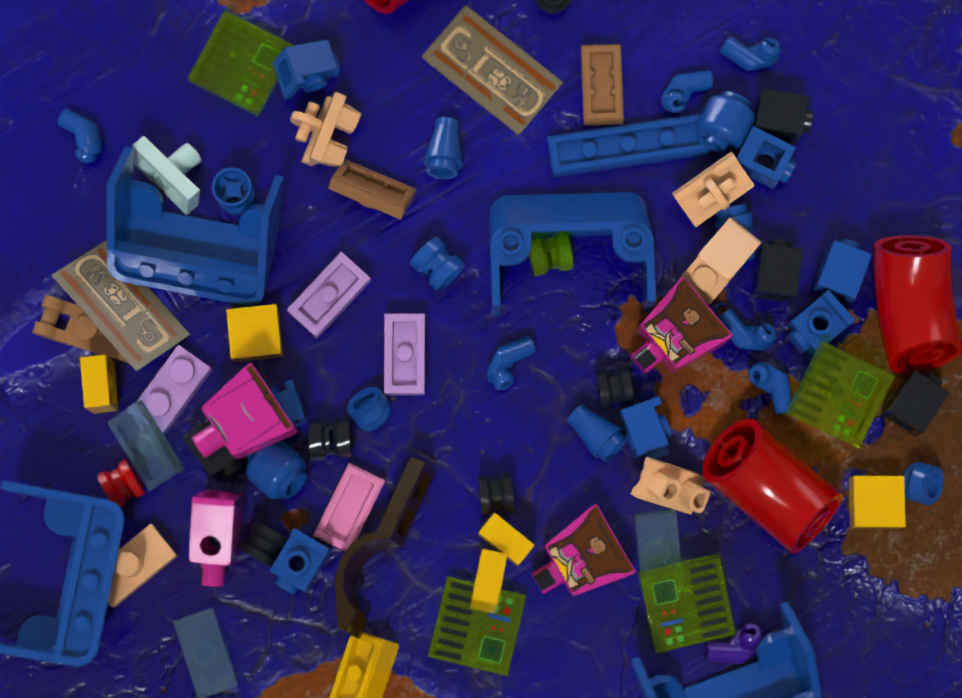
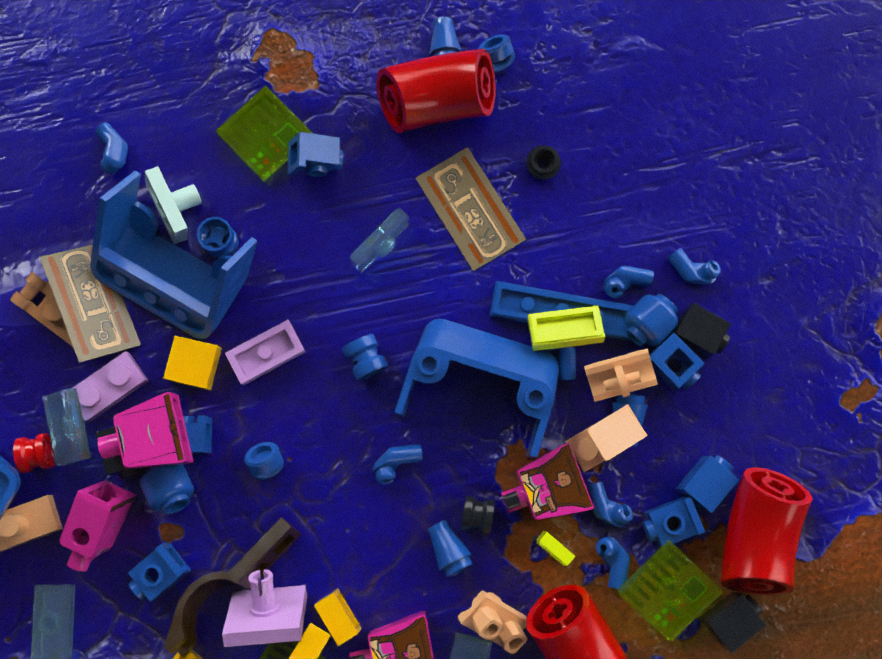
camera: 20 degrees right, 0 degrees up
(99, 384) = (46, 362): yellow piece -> none
(262, 543) = (132, 545): black wheel -> none
(321, 442) = (221, 475): black wheel -> none
(332, 115) = (324, 201): light nougat hips -> none
(349, 507) = (218, 539): bright pink tile -> none
(372, 189) = (333, 275): medium nougat plate -> none
(404, 354) = (310, 425): lavender plate -> none
(410, 135) = (380, 241): none -> clear light blue plate
(429, 558) = (265, 613): none -> lavender tile
(444, 150) = (405, 263): blue cone -> none
(496, 493) = (344, 572): black wheel -> none
(559, 253) = (469, 387): clear neon green wheel -> none
(602, 84) = (557, 252): medium nougat plate -> none
(638, 160) = (566, 328): none -> neon yellow tile
(644, 185) = (567, 362): none -> blue arm
(646, 429) = (492, 563): blue brick -> none
(706, 393) = (555, 548): none -> neon yellow tile
(777, 271) = (652, 464): black brick -> none

